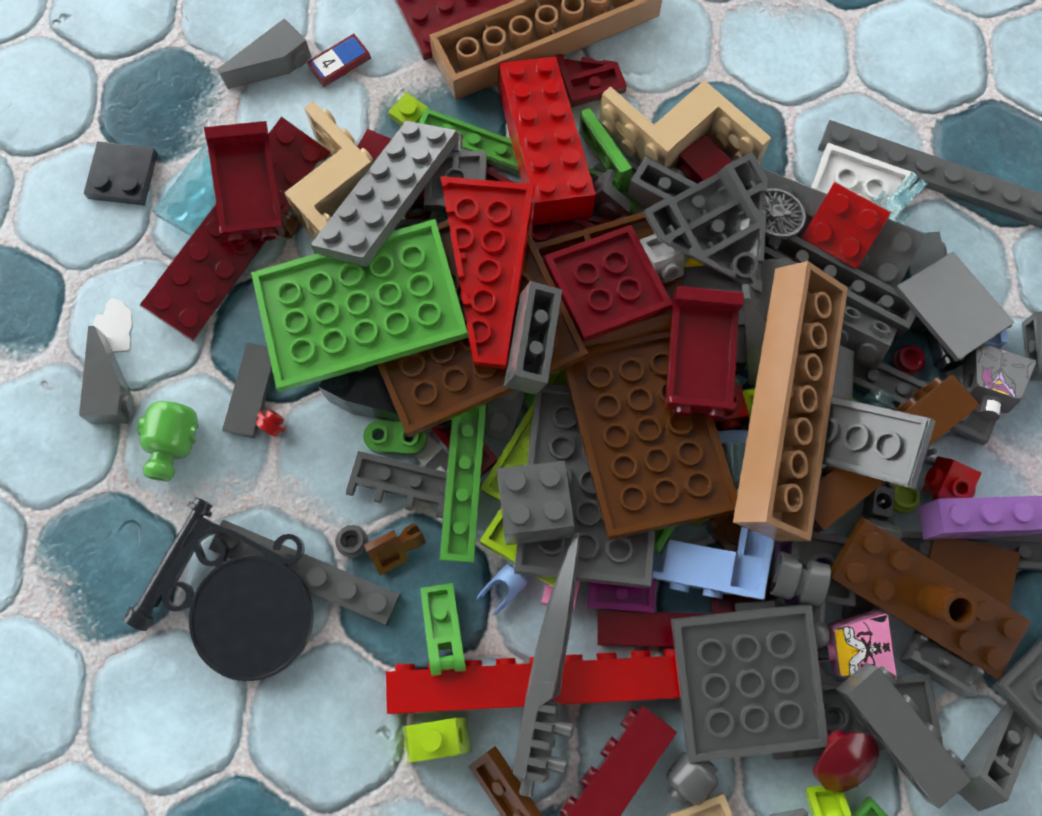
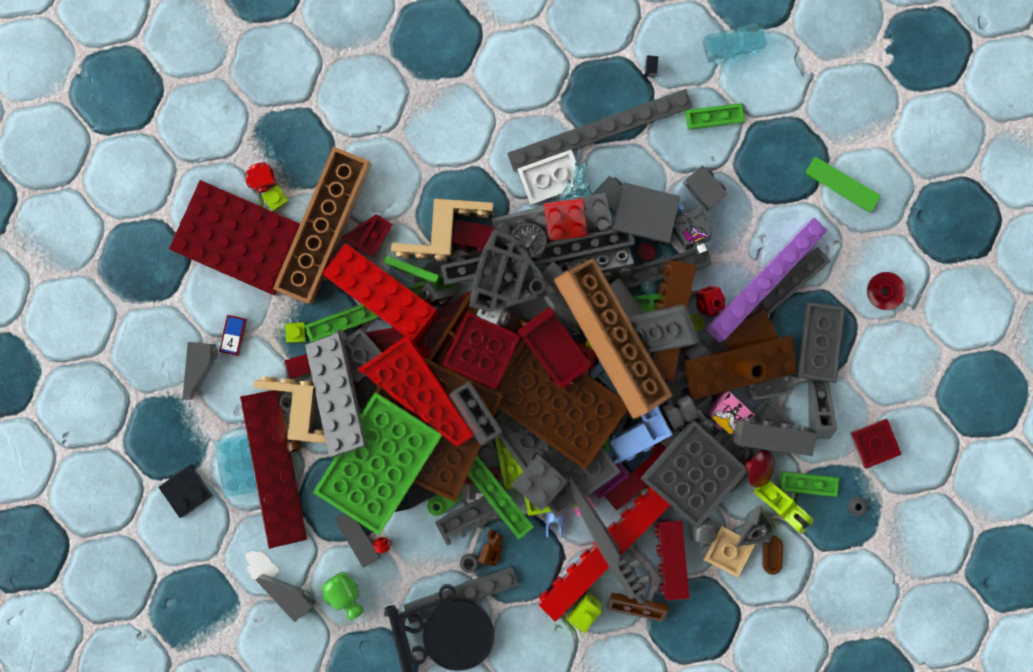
camera: 45 degrees left, 15 degrees up
(244, 182) = (261, 449): dark red panel -> none
(442, 628) = (545, 565): bright green plate -> none

